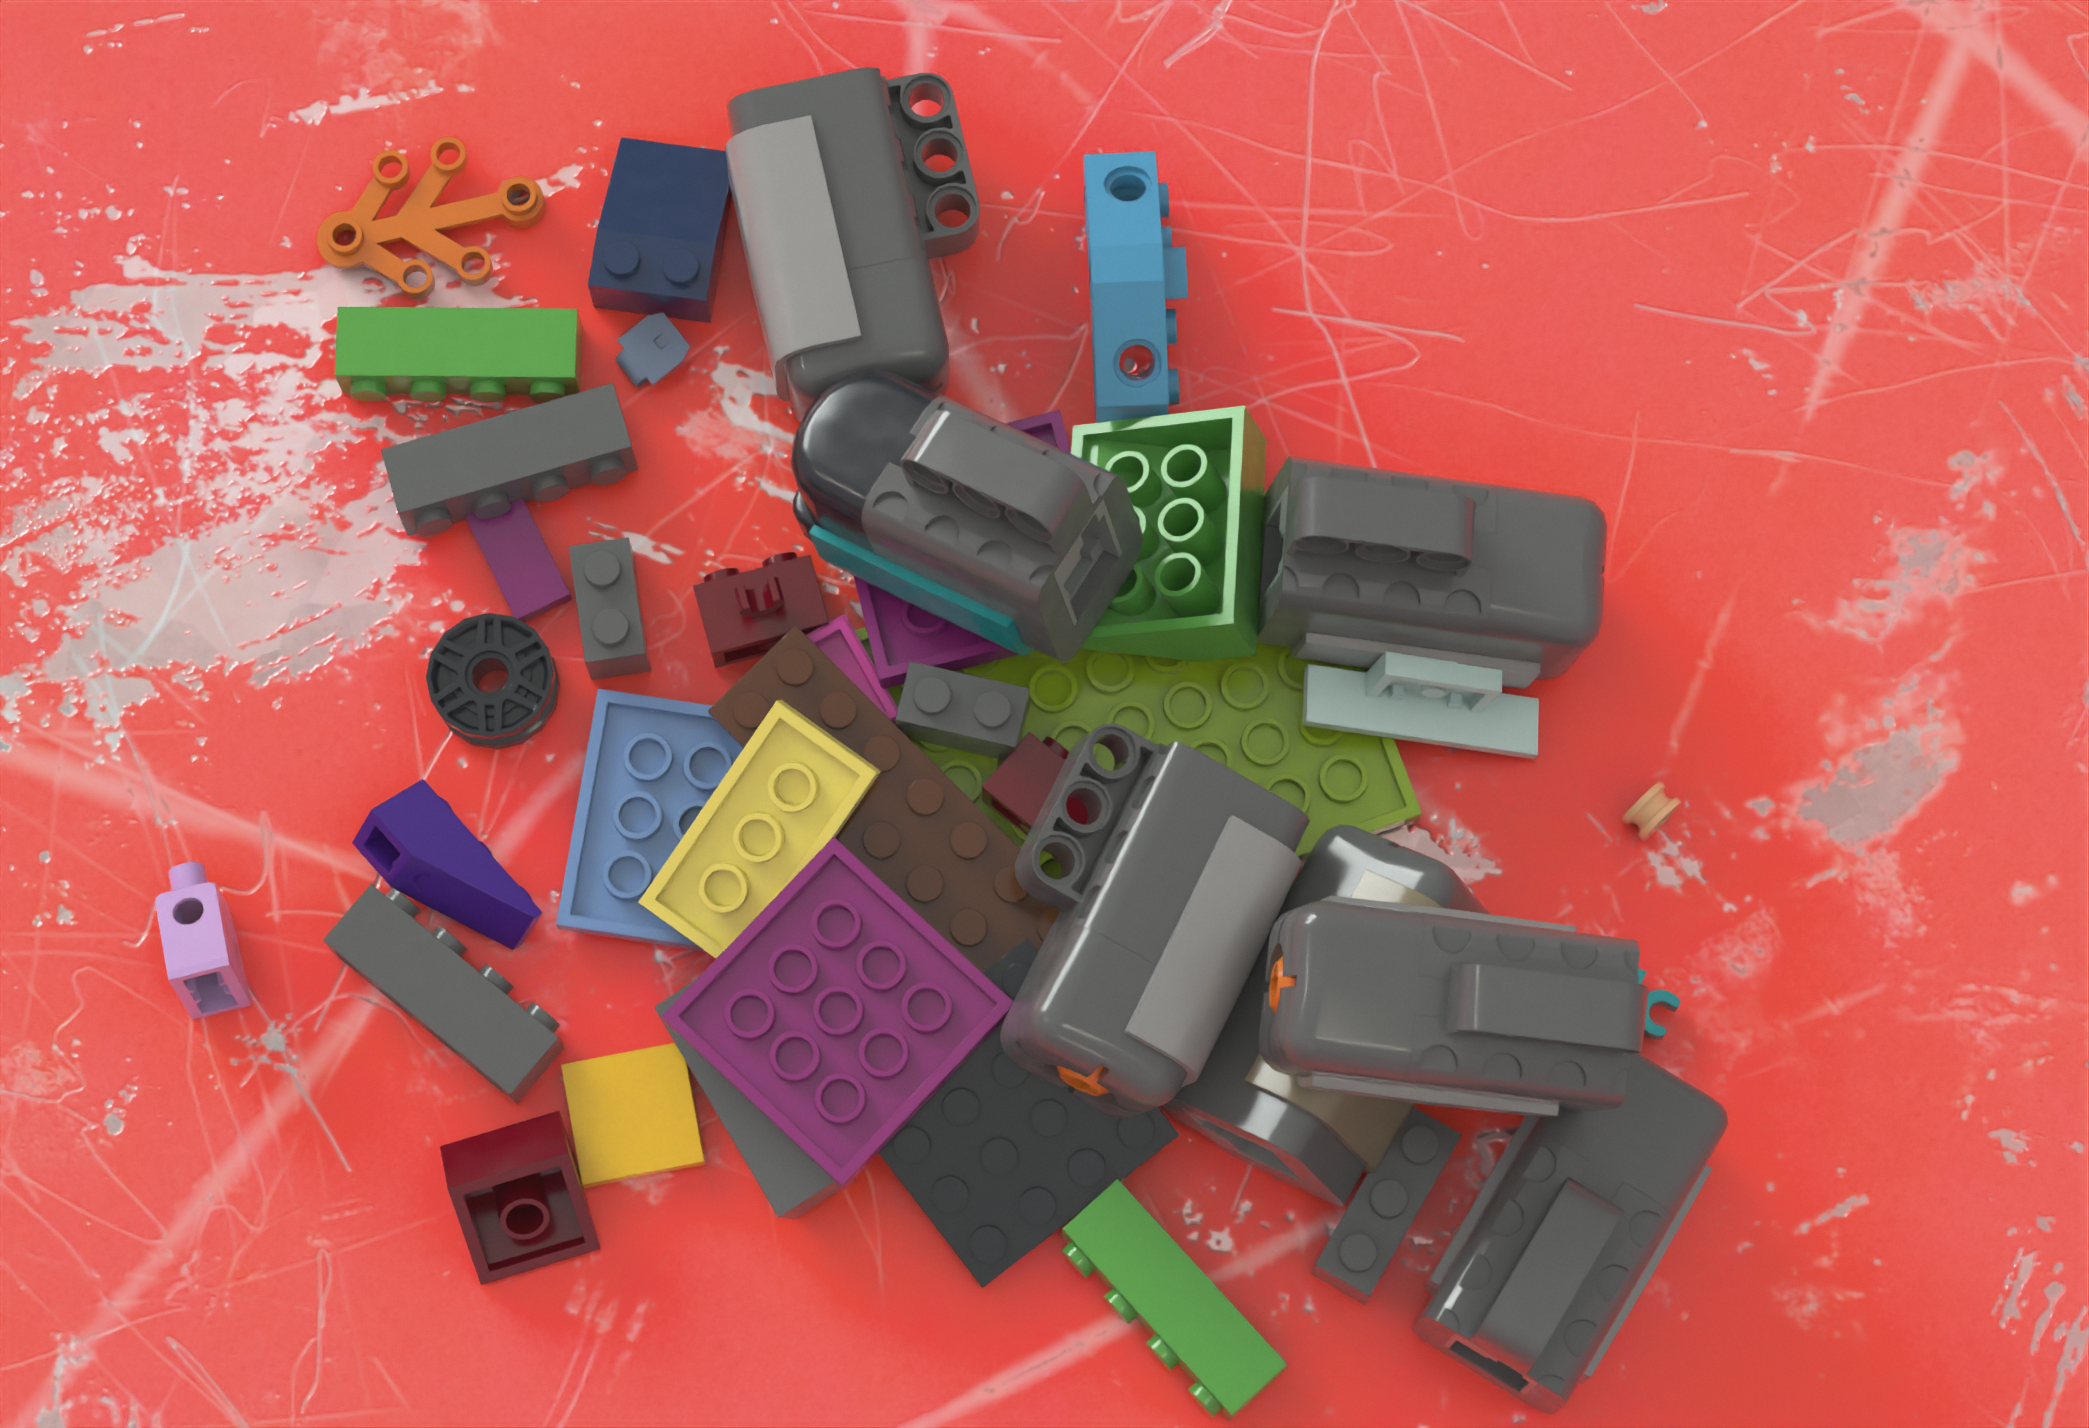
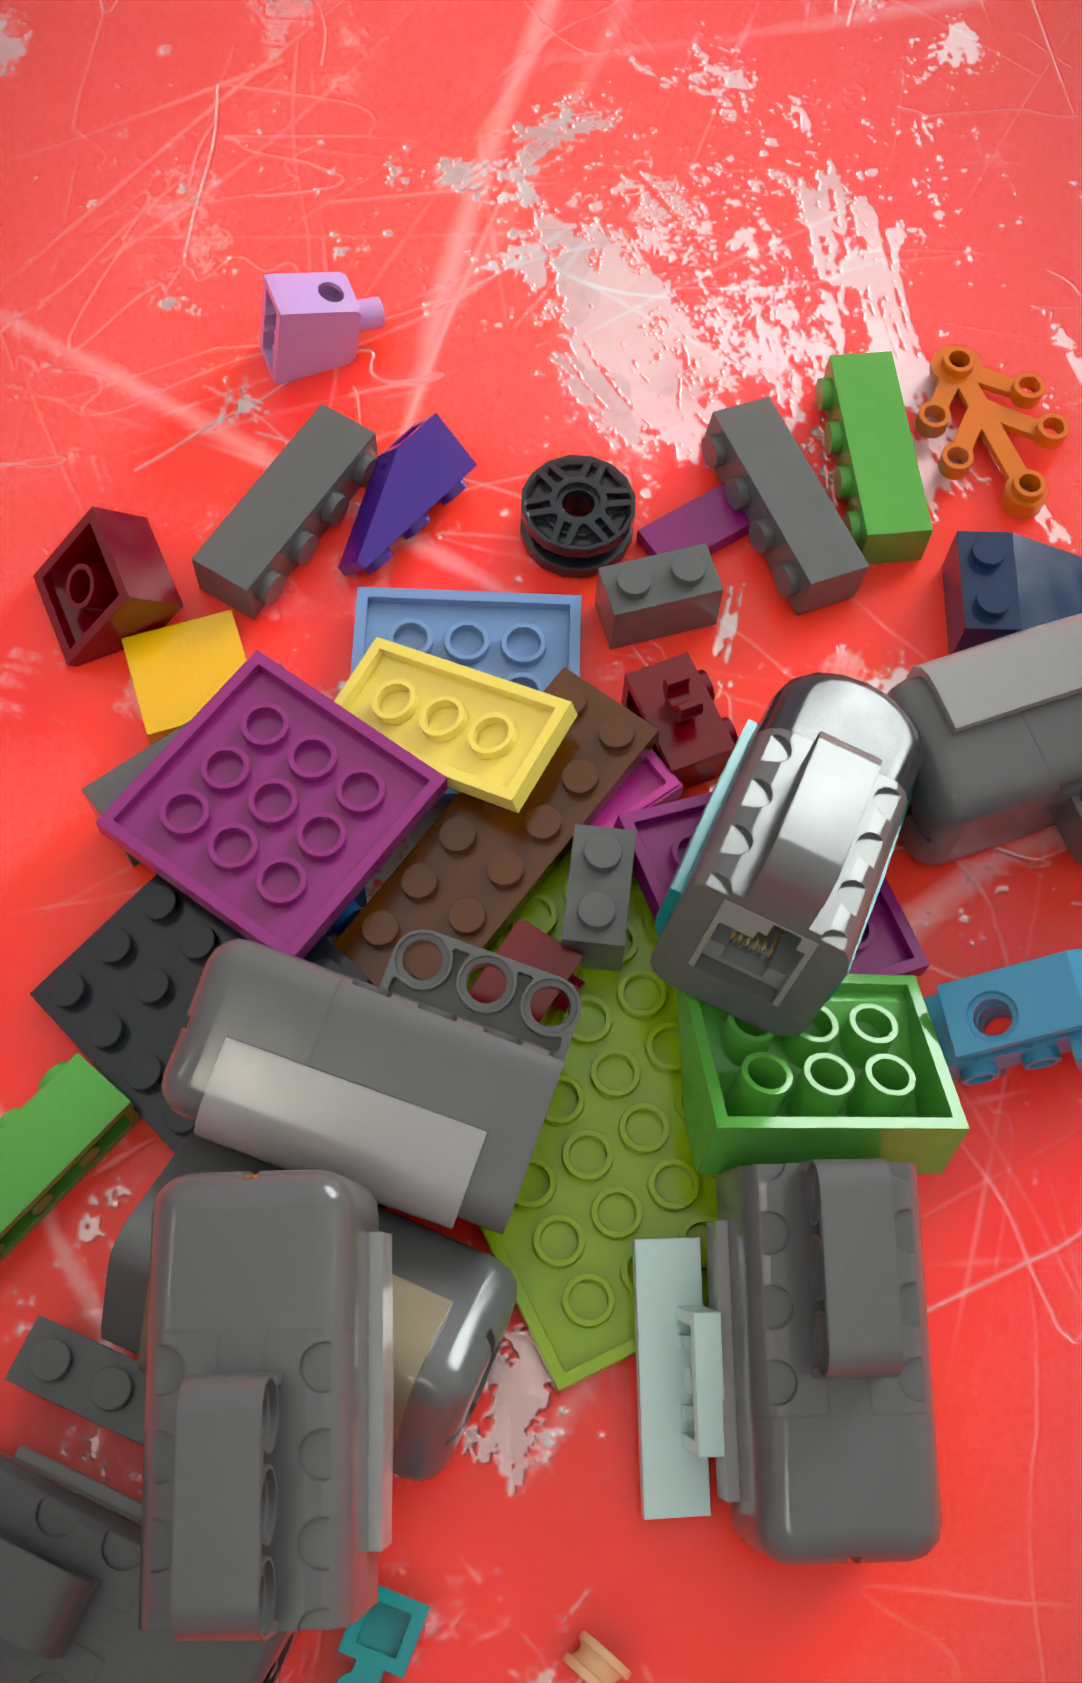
camera: 80 degrees right, 10 degrees down
(649, 357) = (903, 600): sand blue piece -> none

